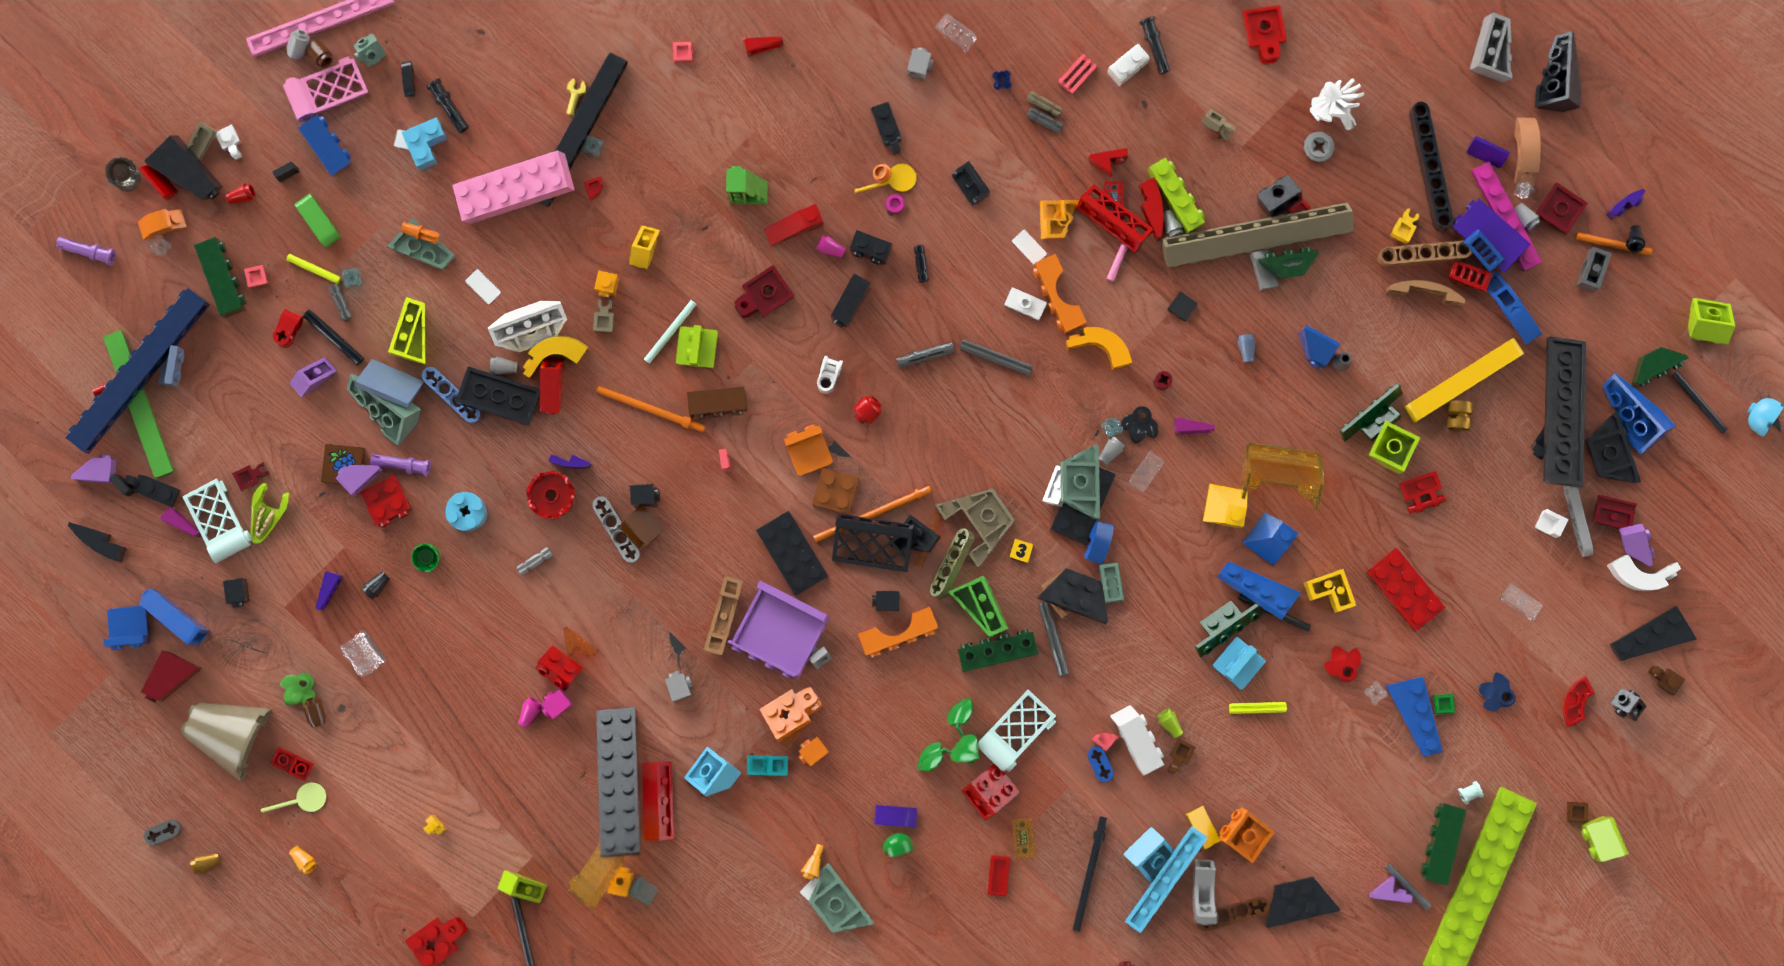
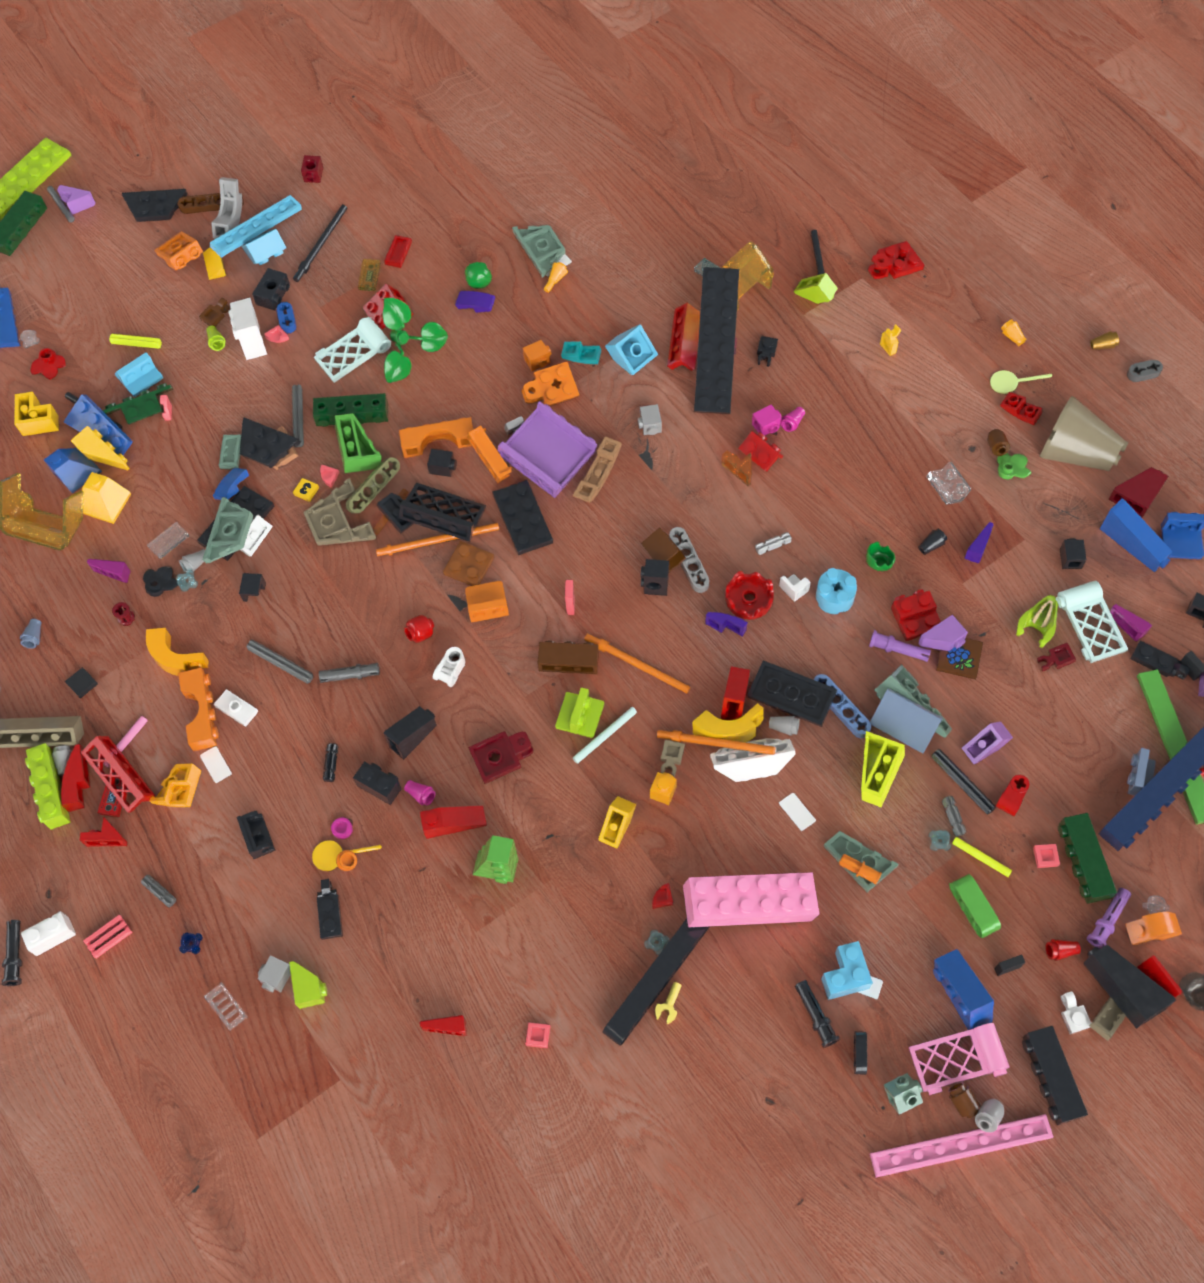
camera: 165 degrees left, 20 degrees down
(207, 221) = (1106, 924): none -> medium lavender pin
(245, 86) = (1054, 1075): none -> black brick
(508, 515) = (794, 587): none -> white panel
(567, 803) = (766, 349): none -> black plate
(601, 338) = (679, 736): none -> orange bar
(837, 613) = (489, 454): none -> orange container
(888, 57) = (307, 987): none -> lime slope
(1002, 572) = (329, 475): none -> coral tile
(1043, 428) = (251, 585): none -> black panel
(1044, 104) = (153, 908): dark tan axle -> none
(1127, 808) = (271, 289): none -> black brick
(1196, 627) = (167, 413): none -> coral tile
(1251, 558) = (95, 449): none -> yellow slope

